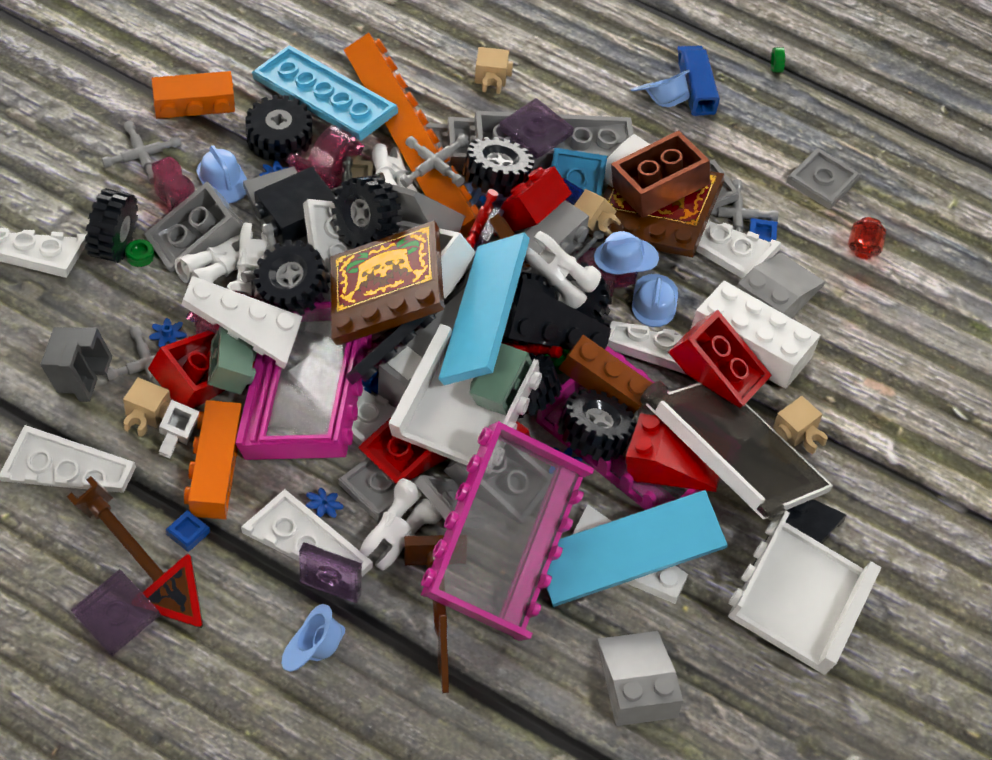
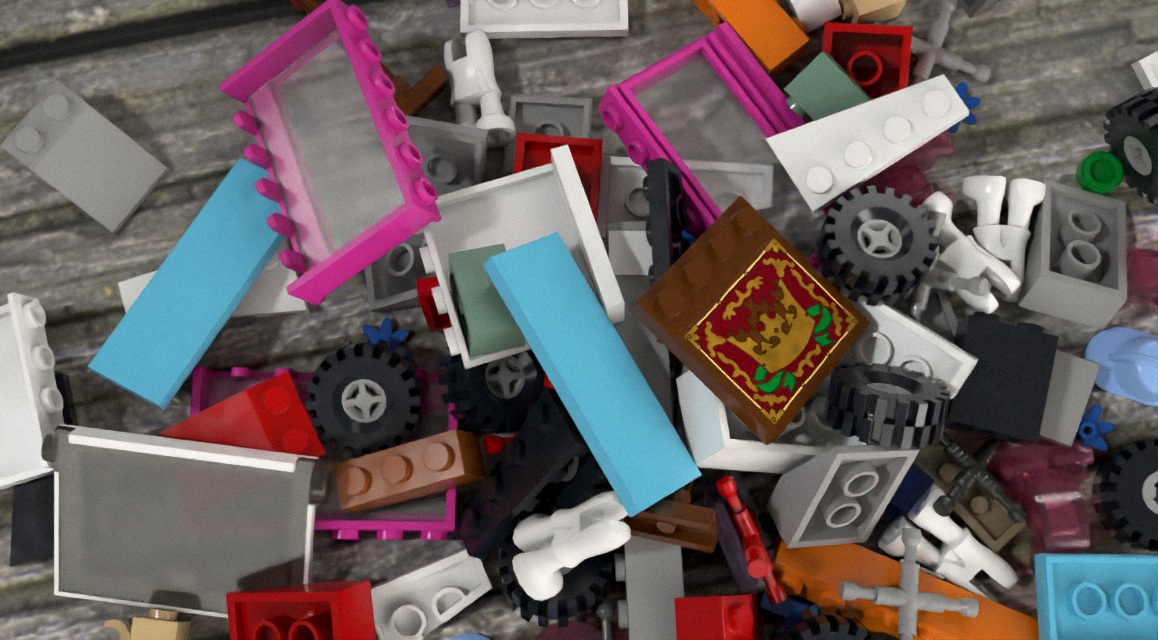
camera: 145 degrees right, 25 degrees up
(323, 503) = (573, 49): blue plant -> none

